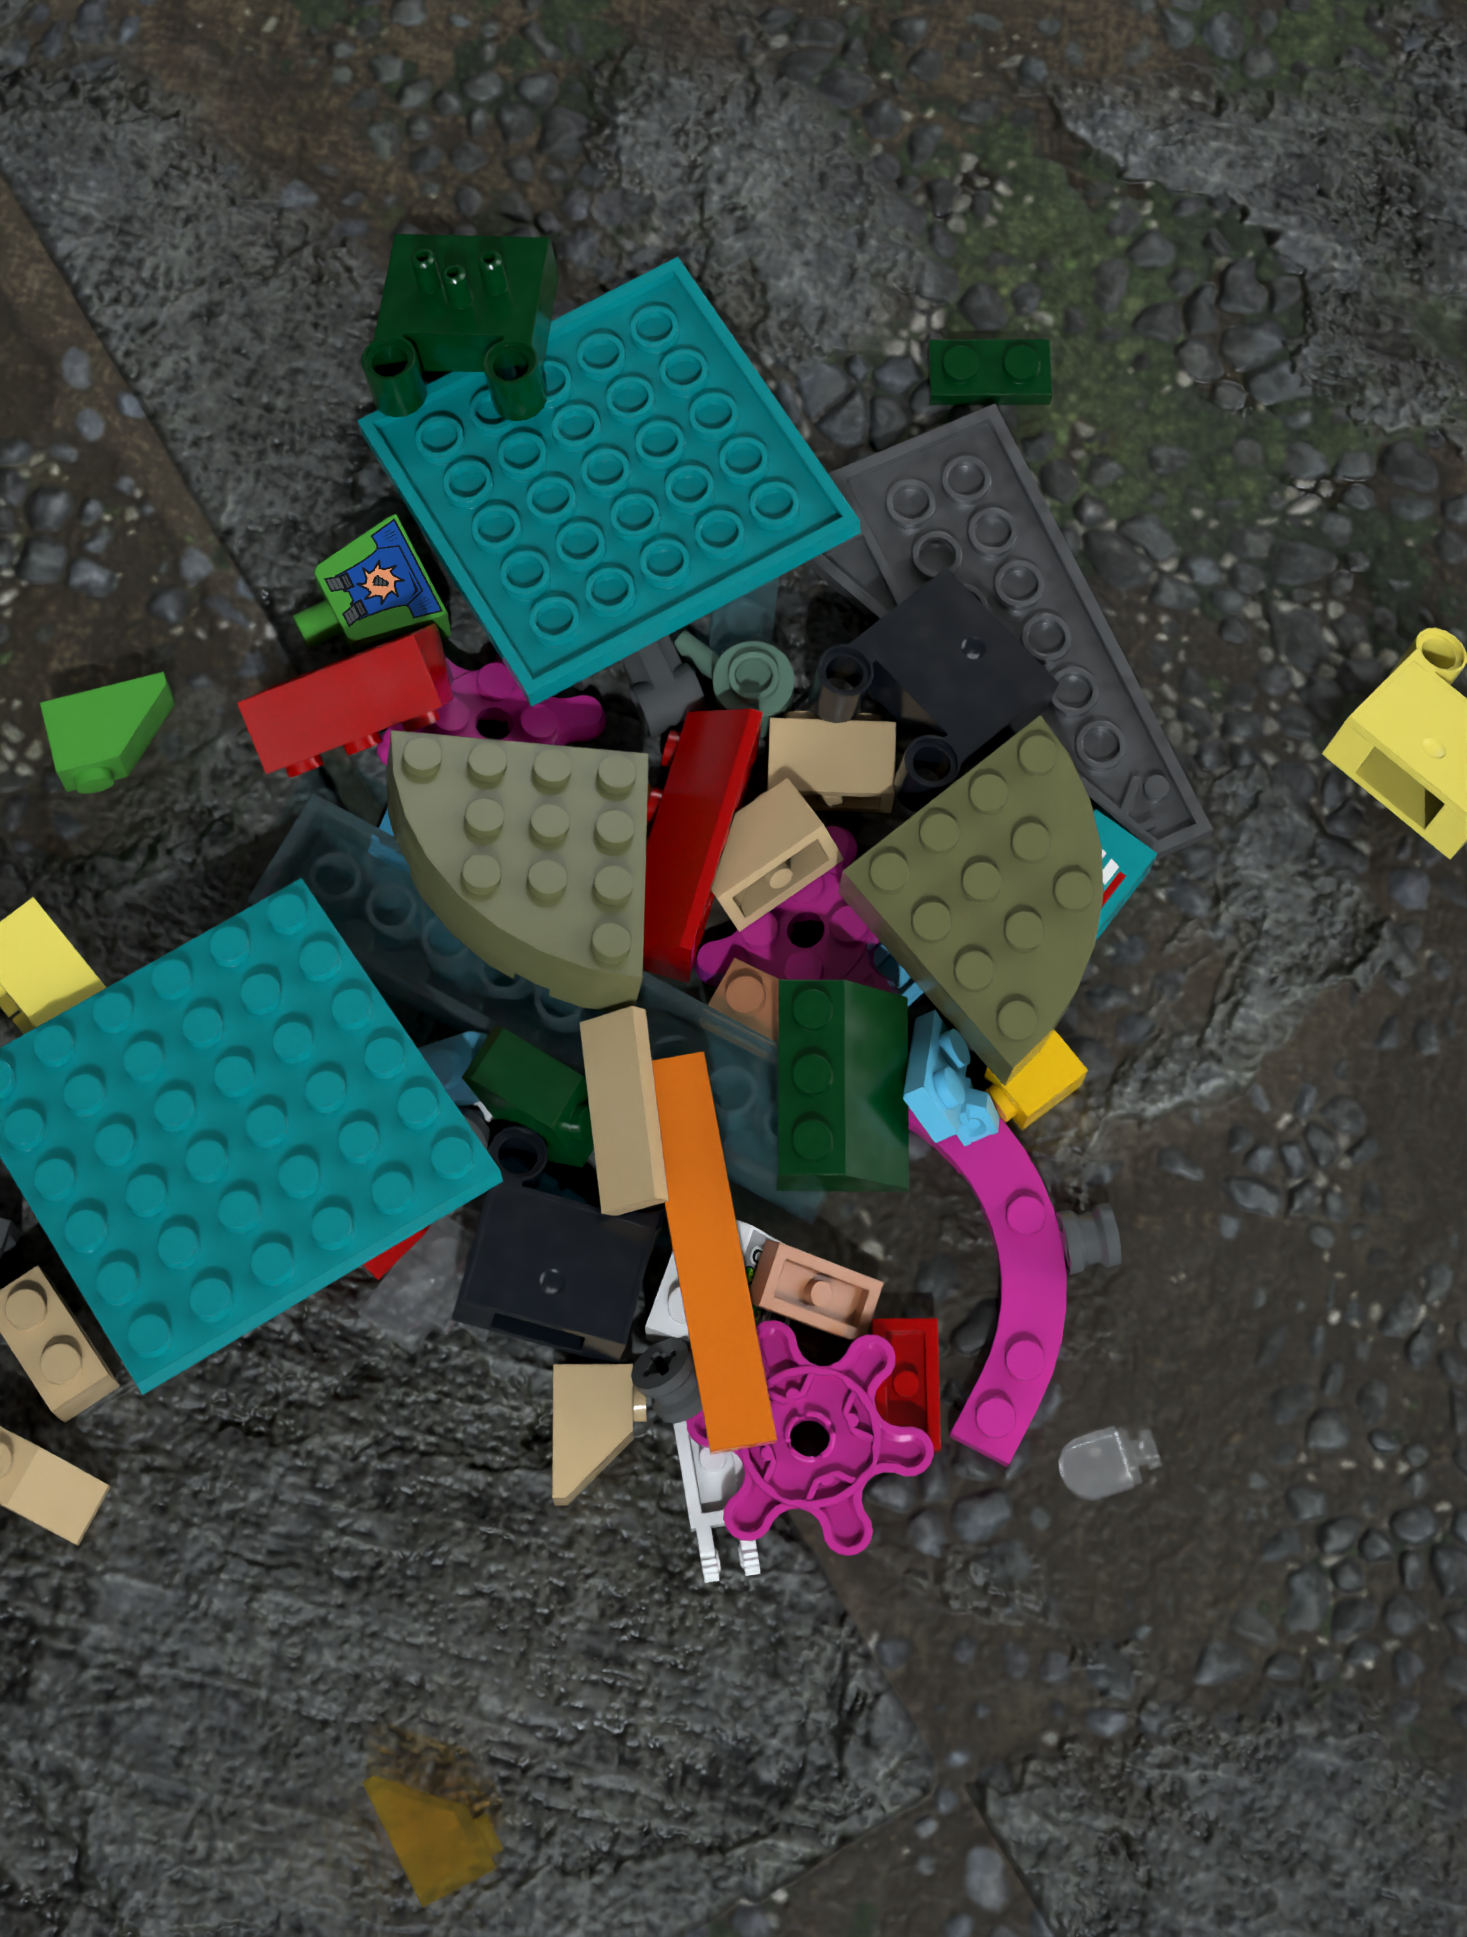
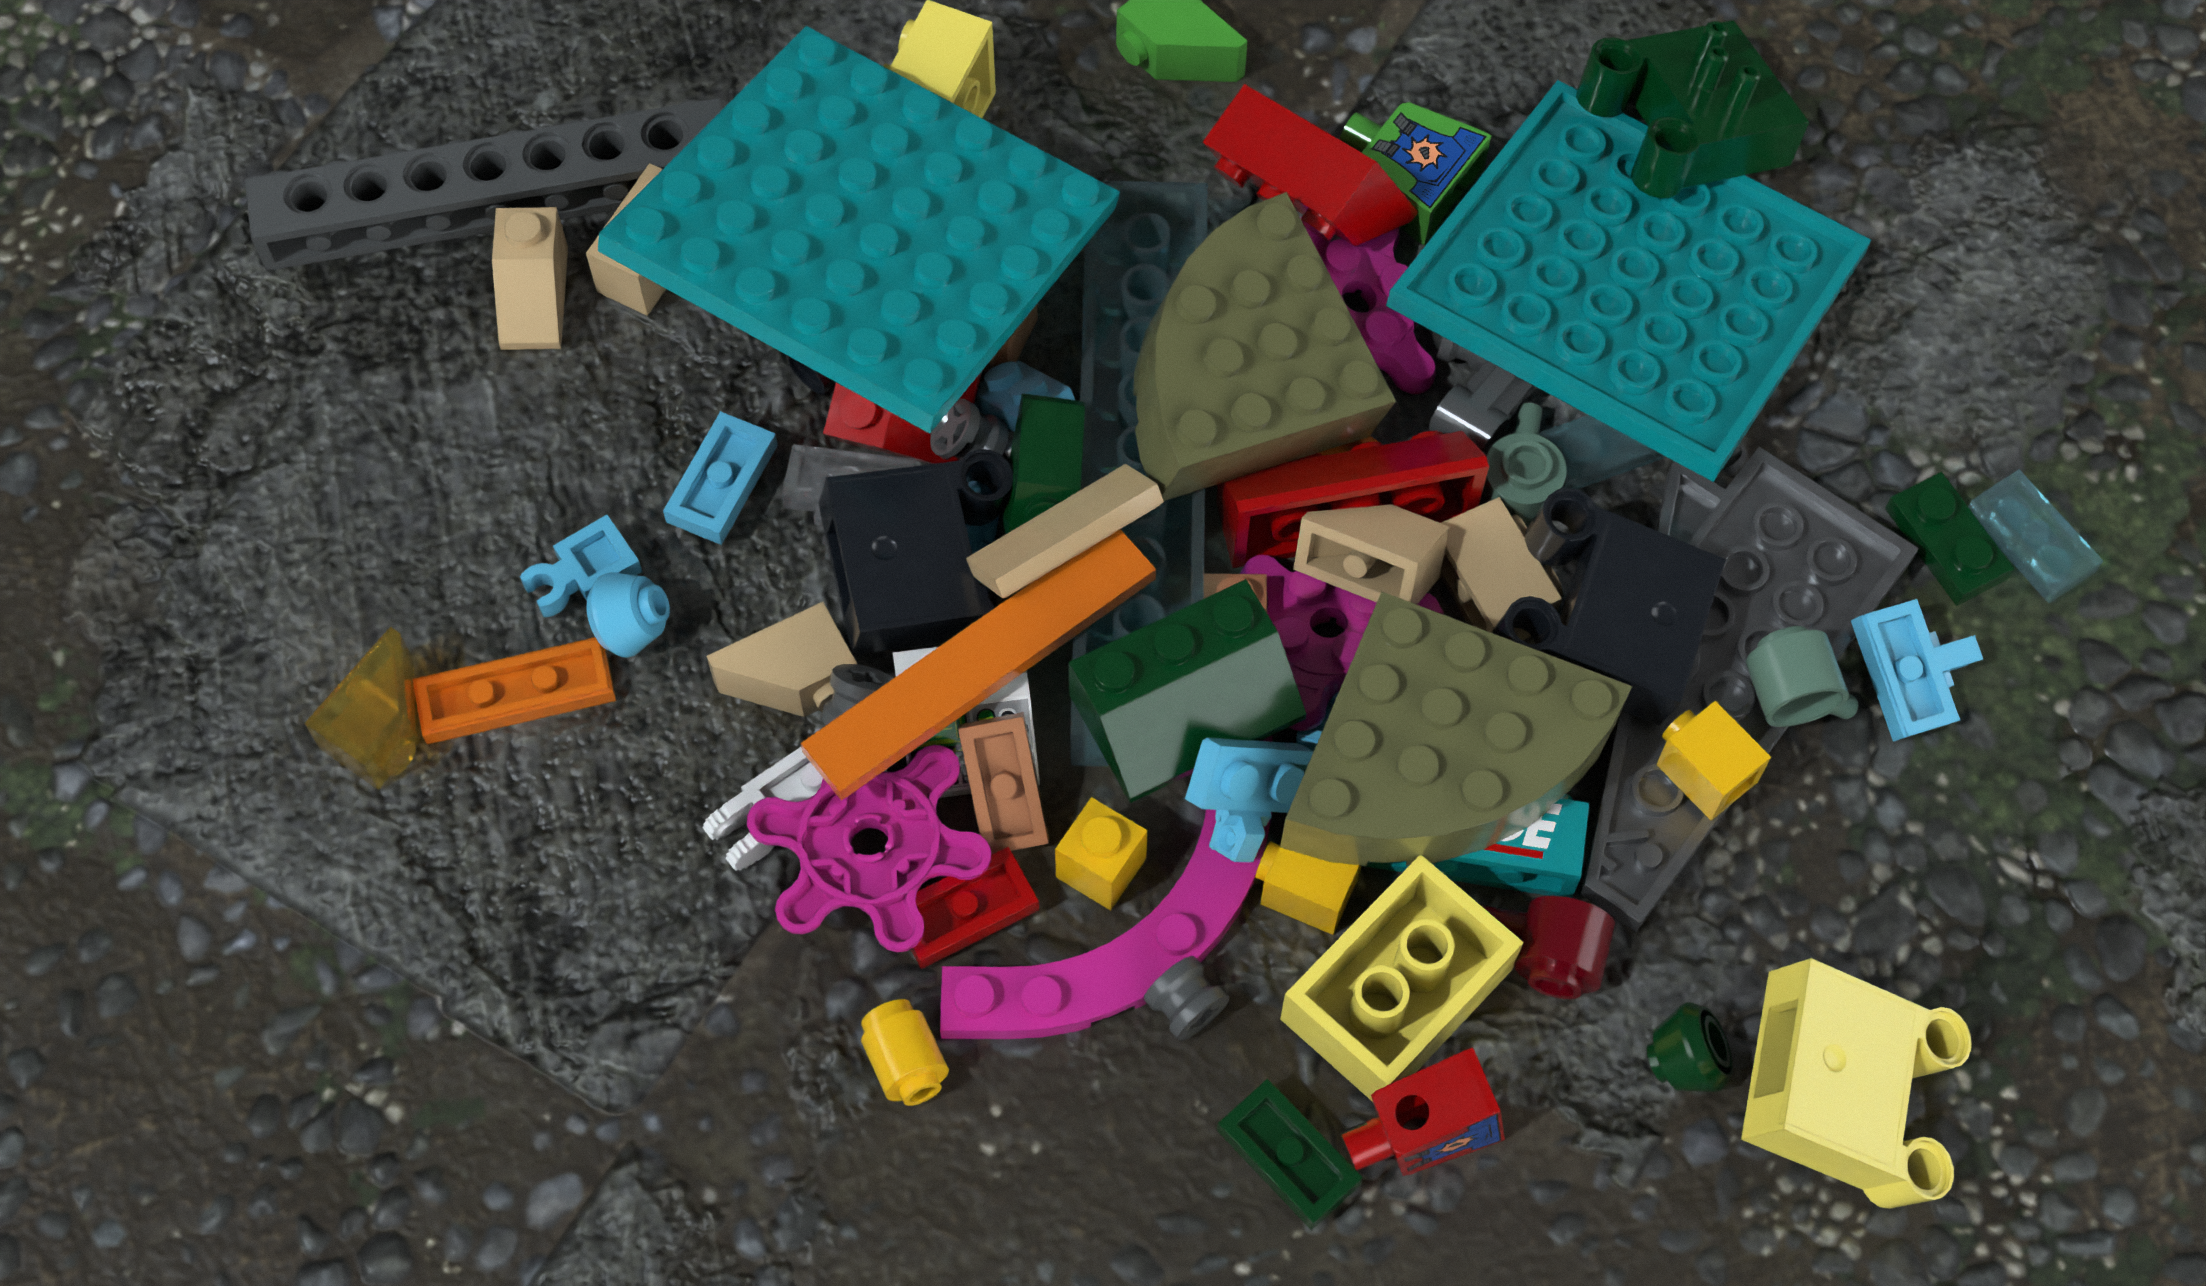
camera: 65 degrees right, 10 degrees down
(352, 1398) = (720, 478): none -> medium azure plate
(377, 1561) = (581, 561): none -> medium azure plate
(456, 1550) = (626, 612): none -> medium azure cone
(467, 1695) = (513, 690): none -> orange tile
(921, 1241) = (1101, 853): none -> yellow brick
(1015, 1505) = (903, 1052): none -> yellow brick
(1029, 303) = (2035, 536): none -> clear light blue plate
(1074, 574) = (1798, 678): none -> sand green piece
(1099, 477) = (1911, 668): none -> medium azure hinge
(1106, 1462) = (987, 1115): clear arm -> none
(1110, 687) = (1711, 758): none -> yellow brick
(1171, 1052) = (1400, 979): none -> light yellow brick
(1199, 905) = (1562, 944): none -> dark red piece
(1265, 1226) = (1289, 1154): none -> dark green plate
(1313, 1070) = (1452, 1101): none -> red torso
(1341, 853) = (1691, 1050): none -> dark green cone

